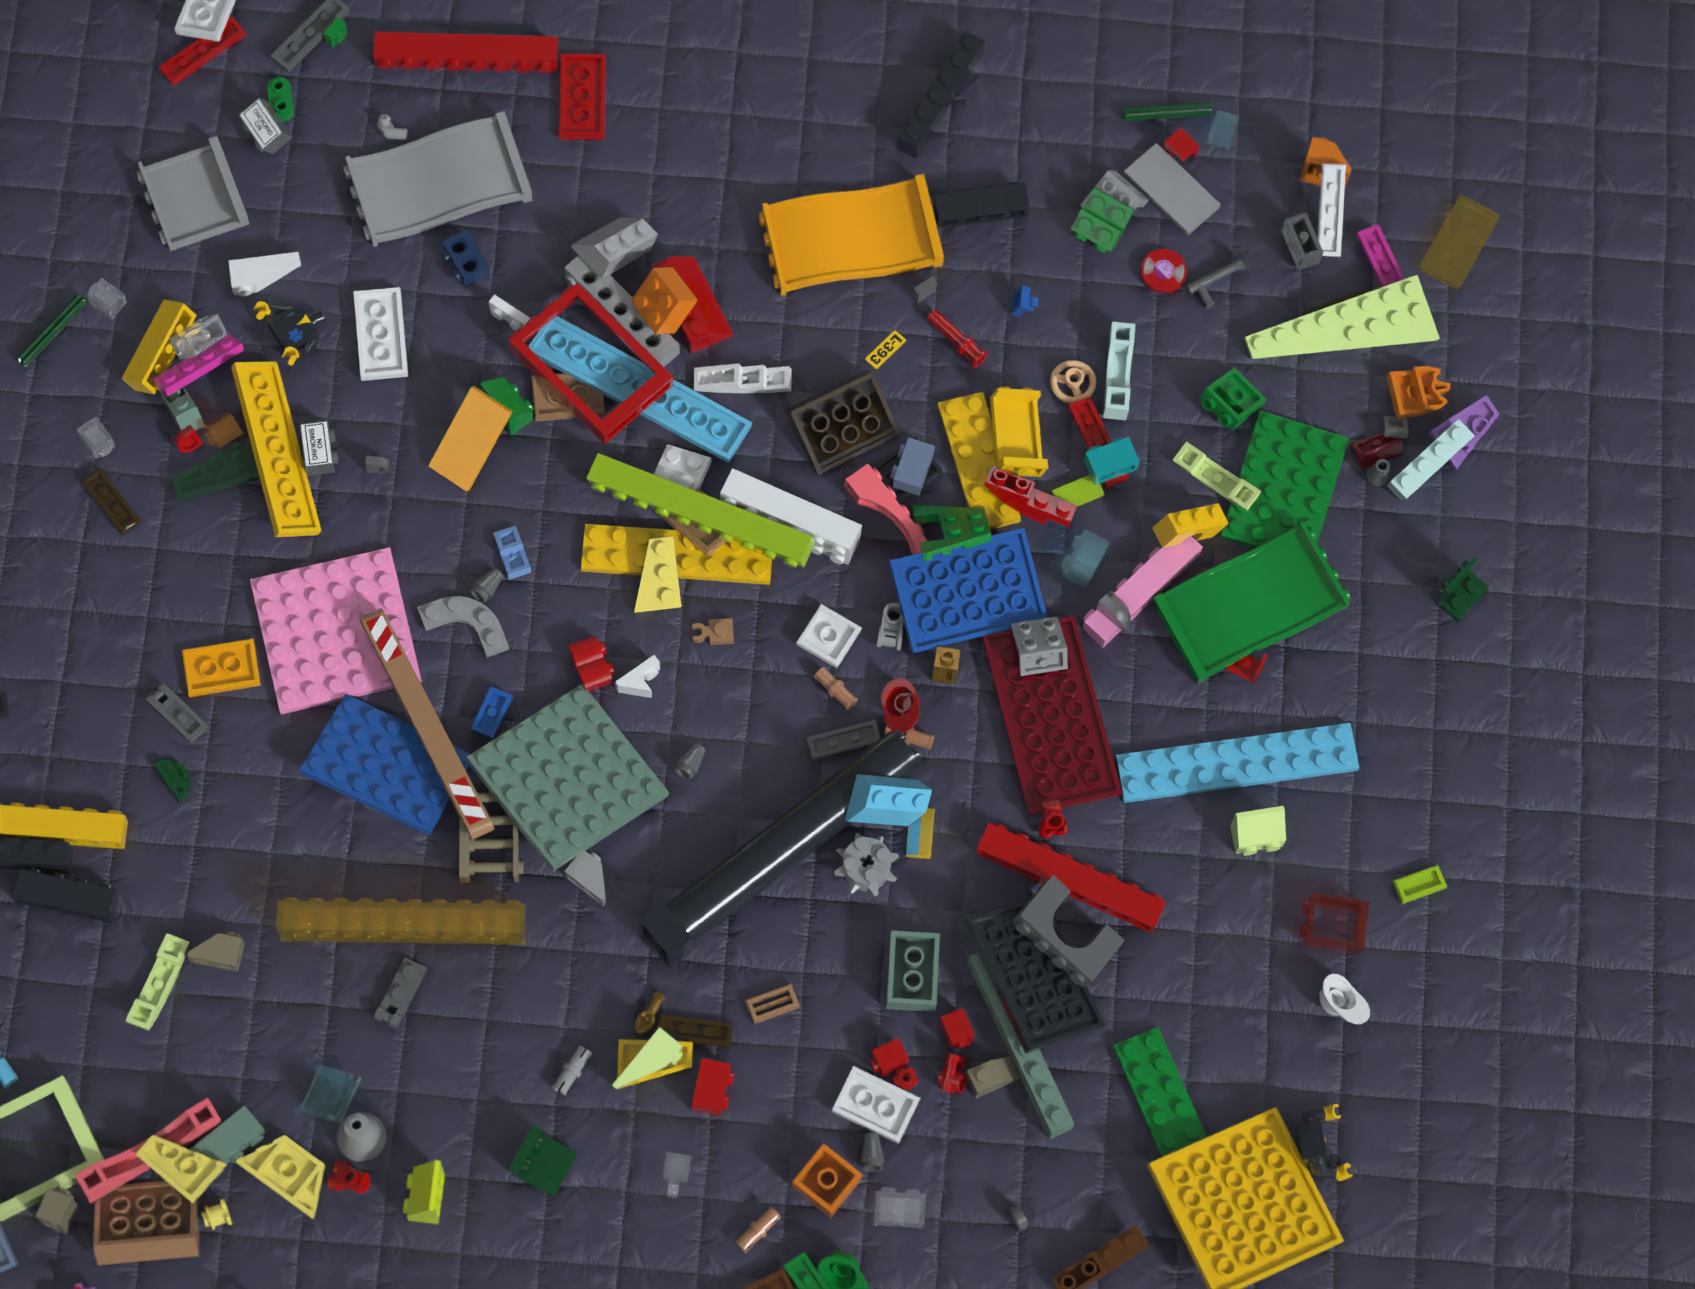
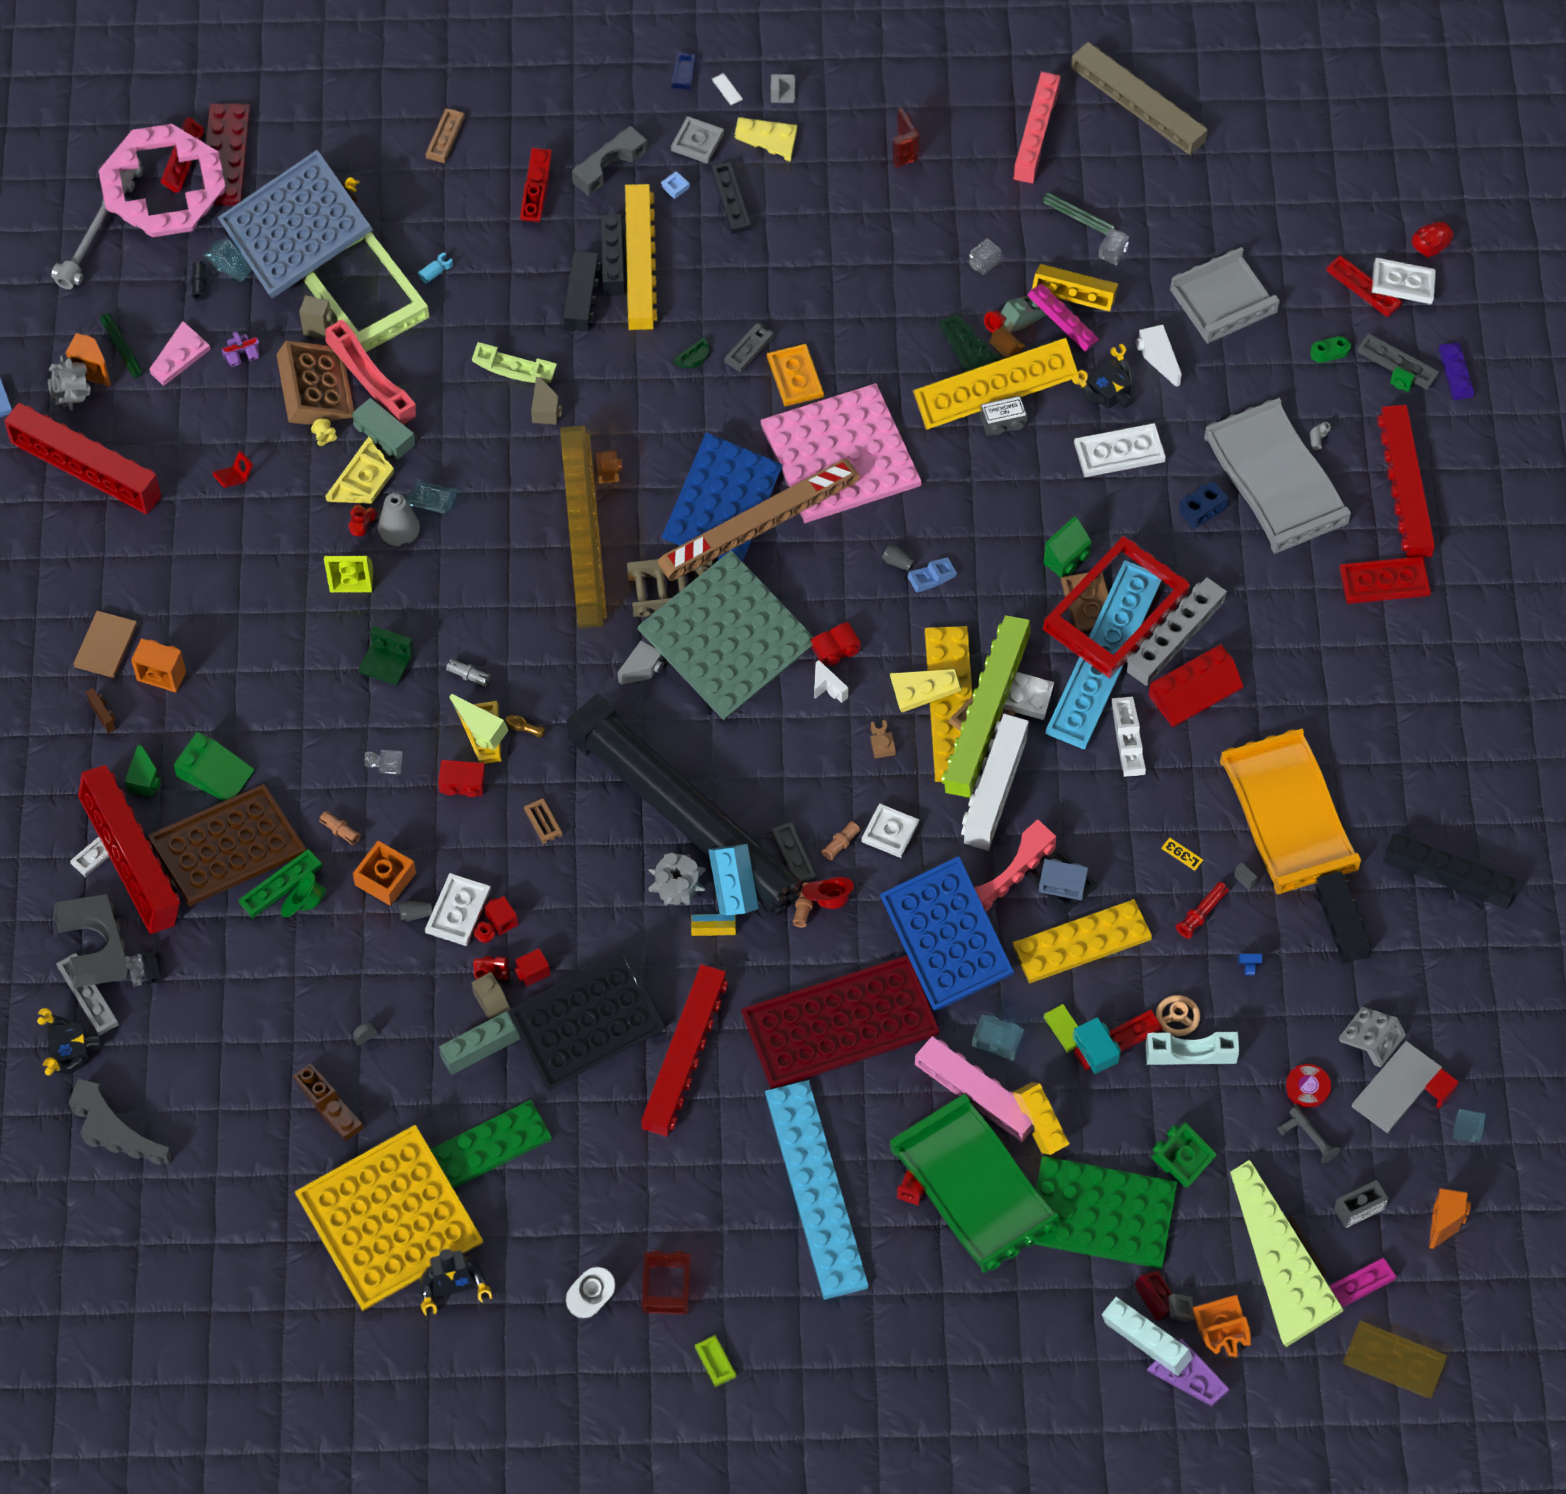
camera: 90 degrees right, 10 degrees down
(111, 501) = (931, 277): dark brown tile -> none
(180, 1167) = (357, 393): light yellow wing -> none
(198, 336) = (1086, 311): clear brick -> none
(265, 126) = (1298, 337): brick -> none
(320, 885) = (608, 466): none -> clear orange brick
(376, 464) = (995, 460): dark grey tile -> none
(401, 992) = (524, 539): dark grey plate -> none
(469, 612) = (869, 554): light grey plate -> none
(470, 438) = (1027, 521): light orange tile -> none
(492, 713) = (780, 575): blue plate -> none
(503, 310) = (1157, 540): white plate -> none
(616, 245) = (1236, 615): light grey slope -> none
(664, 300) = (1183, 651): orange brick -> none
(690, 762) = (755, 731): dark grey cone -> none
(697, 1030) = (512, 763): dark brown tile -> none
(842, 421) = (1100, 820): dark brown slope -> none
(891, 630) = (902, 875): light grey piece -> none
(899, 1208) = (365, 936): clear brick -> none
(913, 971) = (580, 923): sand green brick -> none
(946, 665) = (873, 924): pearl gold bracket -> none
(959, 528) = (1003, 920): green wing -> none
(1017, 431) = (1114, 967): yellow panel -> none
(1030, 502) = (1047, 979): red slope -> none
(1036, 923) = (633, 1012): dark grey arch -> none
(1040, 646) = (901, 997): light grey bracket -> none
(1052, 820) = (736, 1027): red plate -> none
(1102, 220) = (1345, 1021): green plate -> none
(1115, 610) = (944, 1059): flat silver brick -> none
(1167, 111) = (1479, 1076): dark green axle -> none
(1216, 477) = (1101, 1145): yellowish green slope -> none
(1259, 830) = (746, 1205): yellowish green slope -> none
(1331, 208) = (1397, 1223): white tile -> none
(1379, 473) = (1129, 1294): dark grey cone -> none
(1461, 591) = (1018, 1377): dark green bracket -> none

